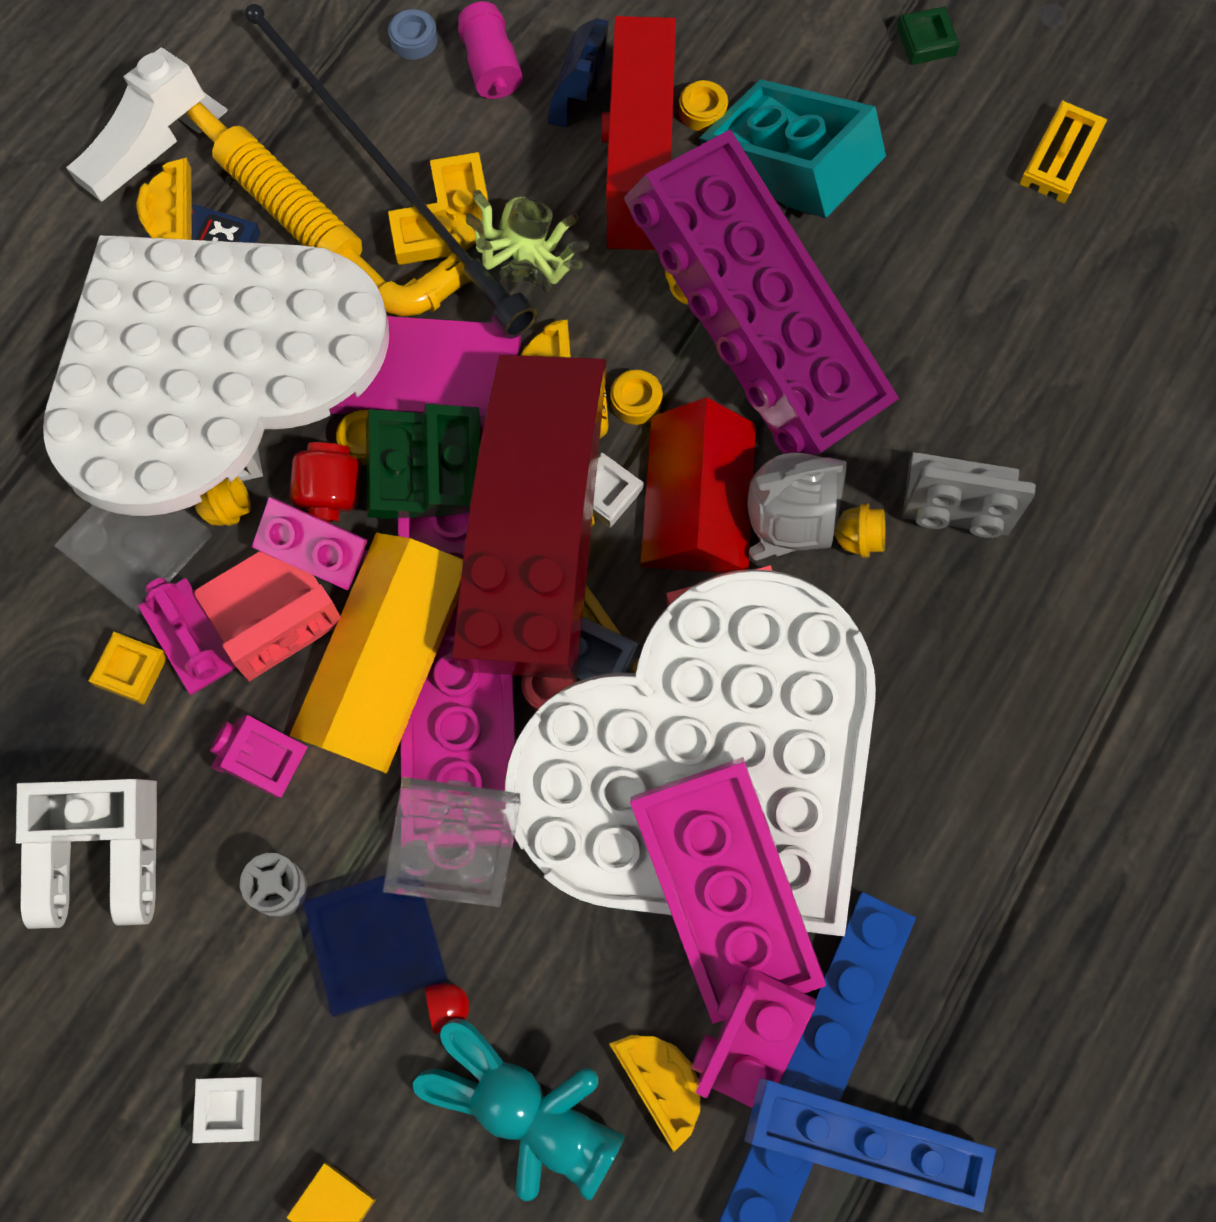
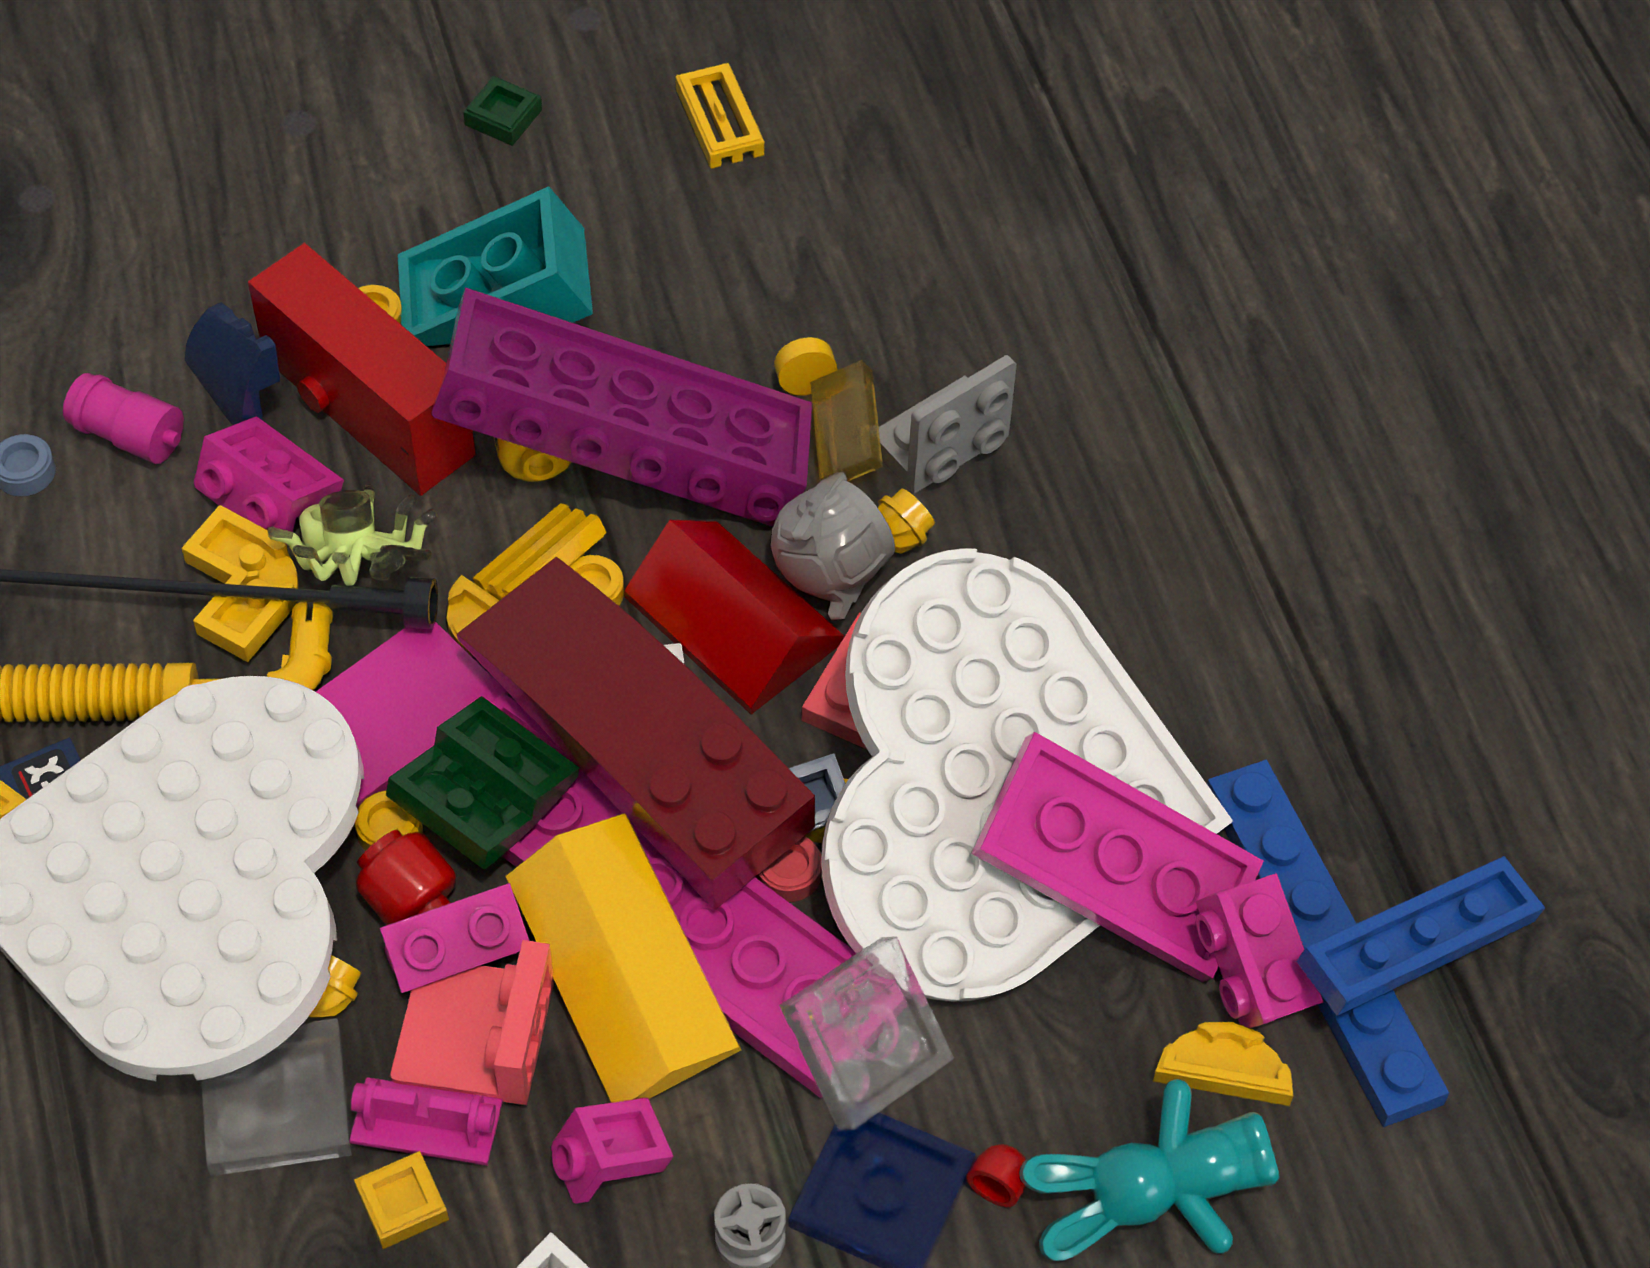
camera: 50 degrees left, 15 degrees down
(525, 155) = (261, 474): none -> dark pink bracket
(627, 347) = (556, 534): none -> yellow tile
(903, 432) = (846, 422): none -> clear yellow tile
(921, 370) = (802, 363): none -> yellow tile

